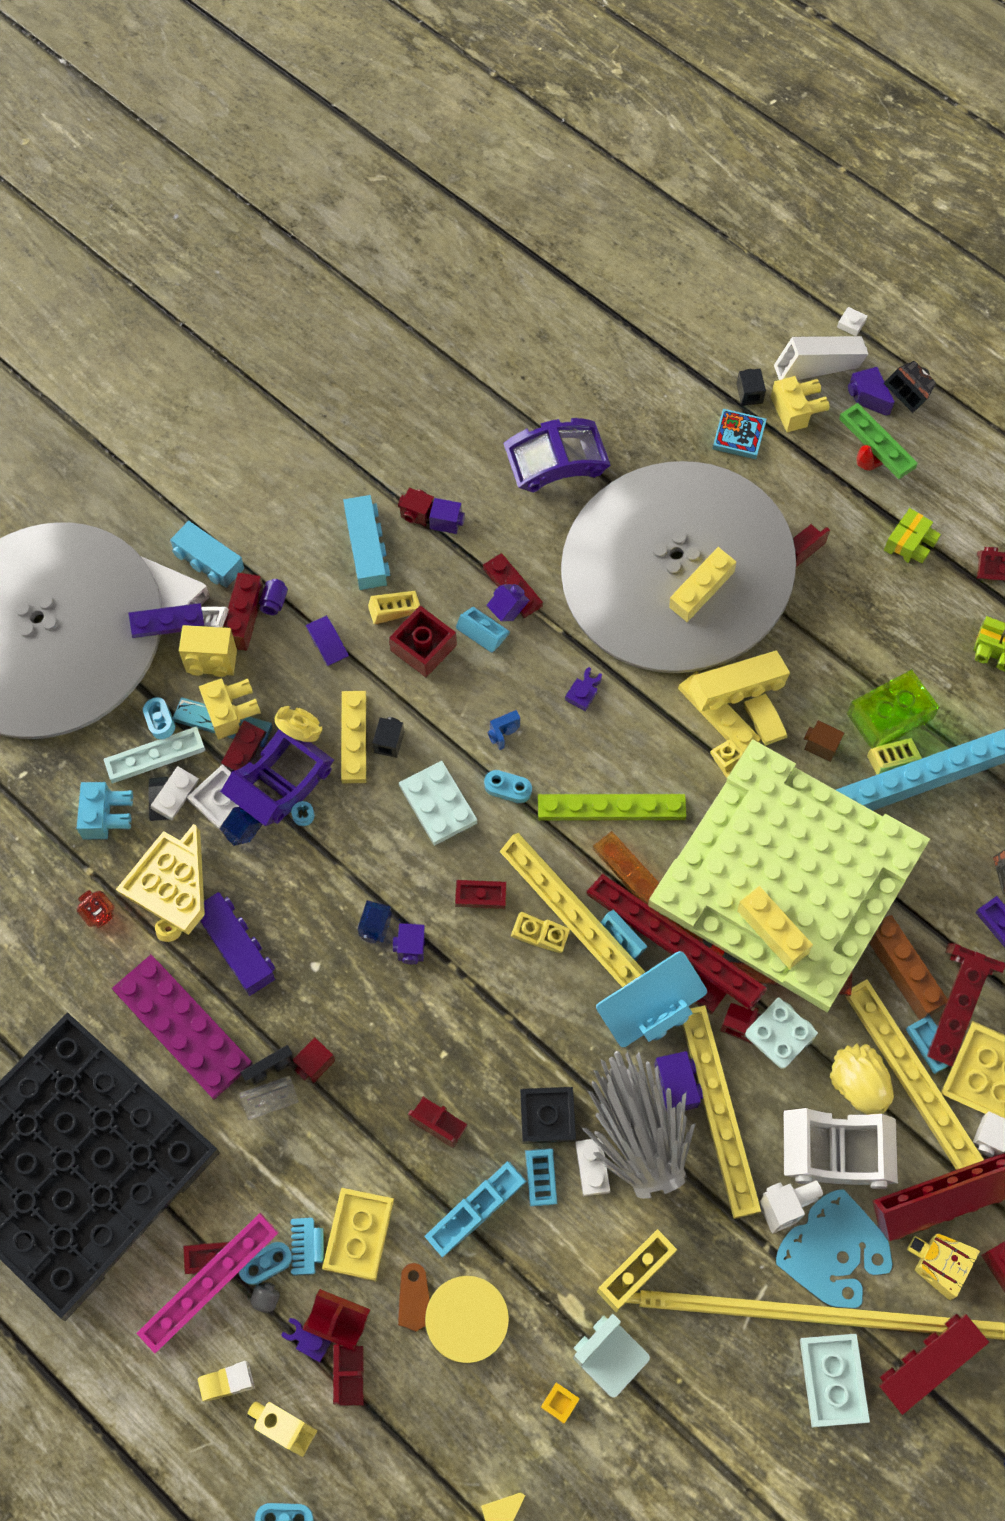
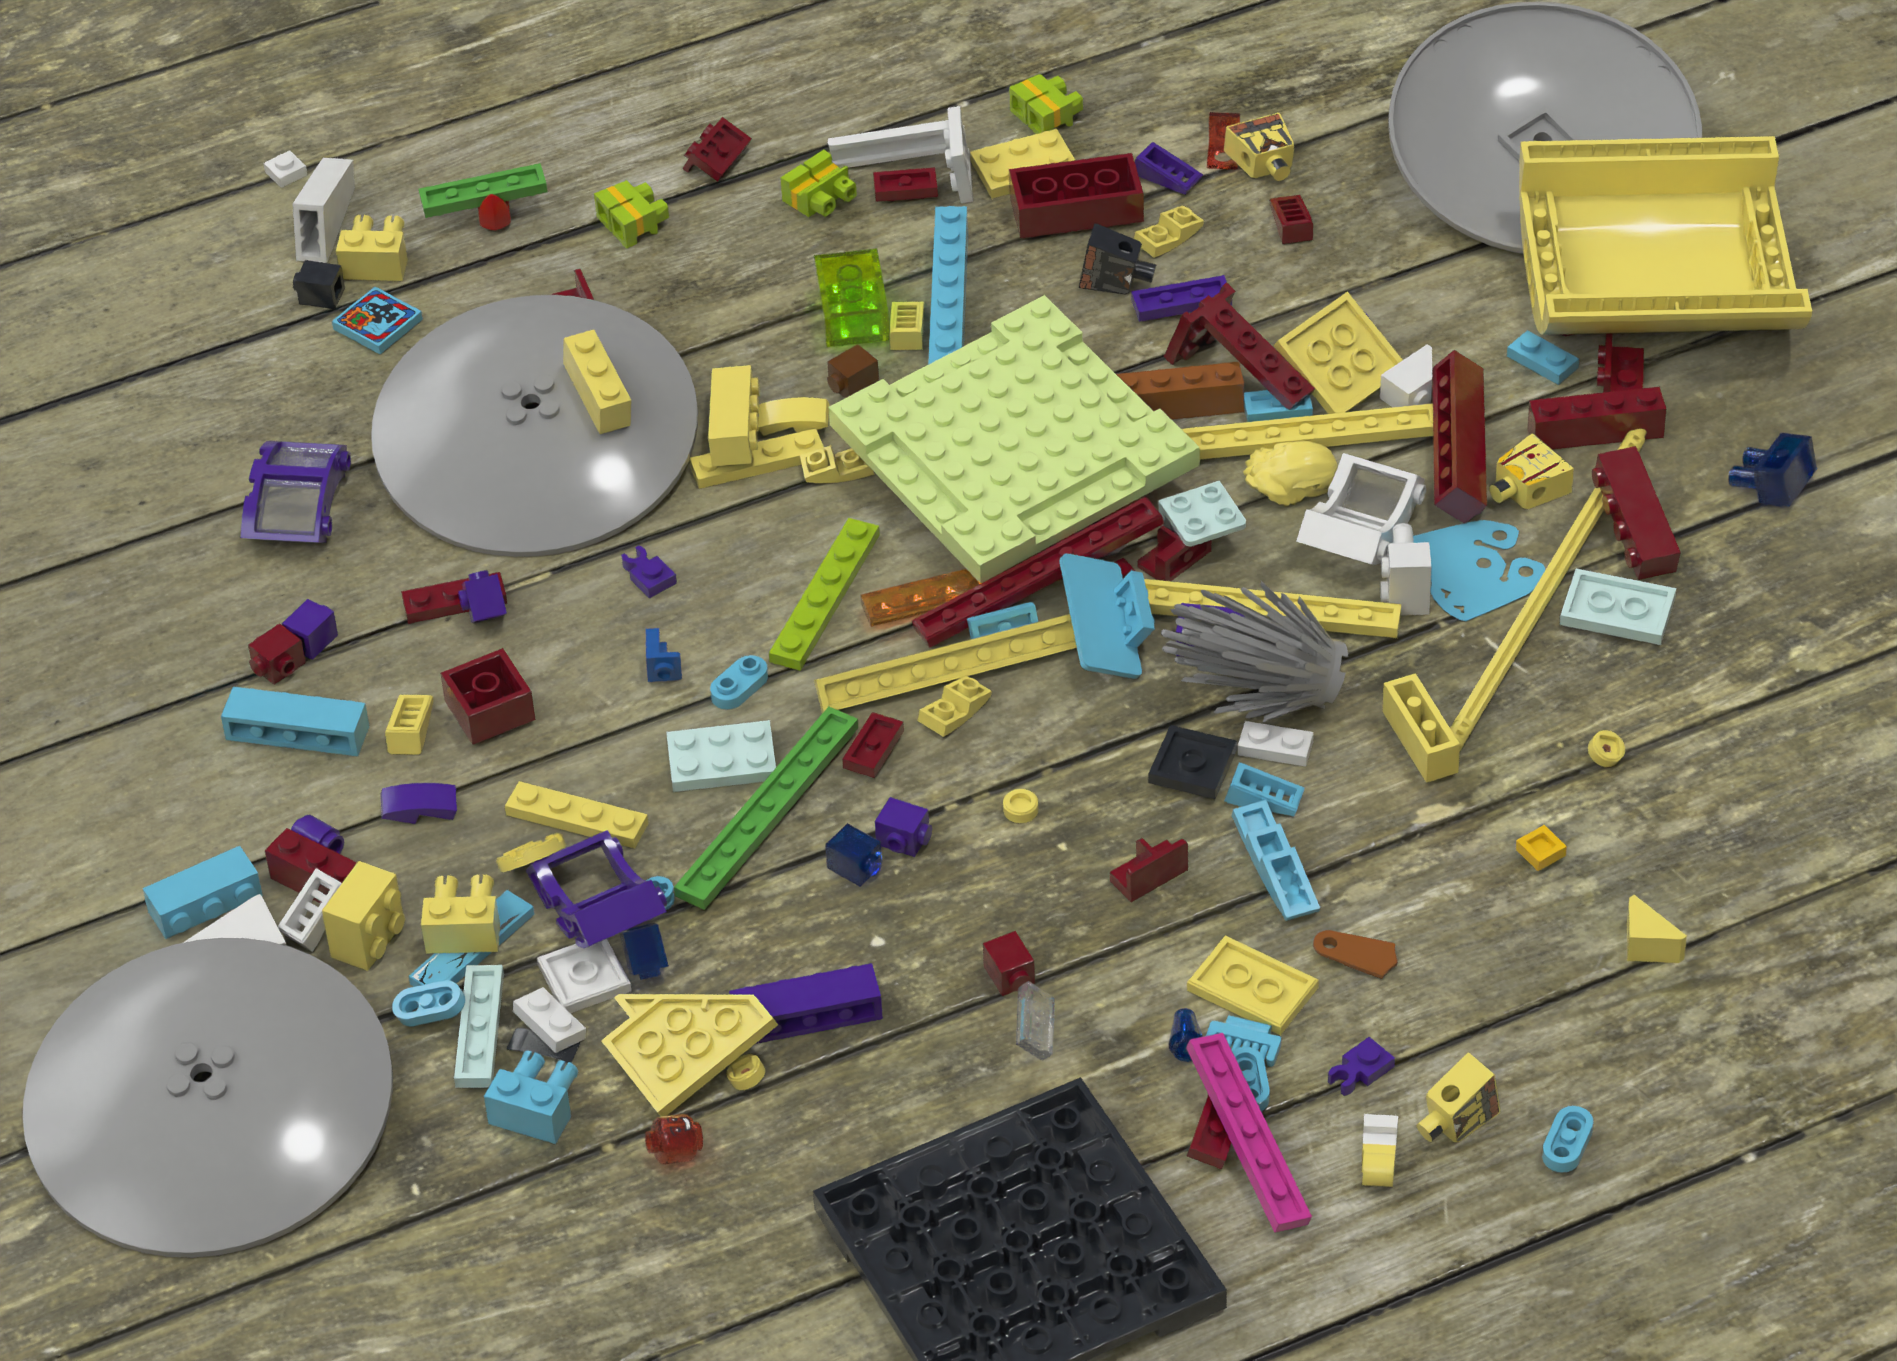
camera: 65 degrees left, 20 degrees down
(165, 620) = (297, 934): dark purple plate -> none
(182, 1026) = (888, 1094): magenta plate -> none
(244, 746) = (528, 925): dark red plate -> none
(258, 1072) = (996, 998): black plate -> none
(264, 1297) = (1288, 1098): dark grey piece -> none
(292, 1204) = (1183, 1030): none -> clear blue cone
(337, 1319) = (1348, 1022): dark red panel -> none
(348, 1376) = (1422, 1036): dark red panel -> none
(388, 737) = (602, 773): black brick -> none
(400, 849) = (765, 808): none -> bright green plate
(466, 1012) = (1020, 806): none -> light yellow tile
(466, 1319) = (1405, 906): light yellow tile -> none
(482, 629) = (515, 638): medium azure slope -> none
(610, 1356) = (1505, 787): light aqua bracket -> none
(681, 1420) = (1606, 748): none -> light yellow tile
(774, 927) = (1083, 449): light yellow brick -> none
(870, 391) = (399, 179): dark purple slope -> none
(911, 385) = (421, 137): black torso -> none

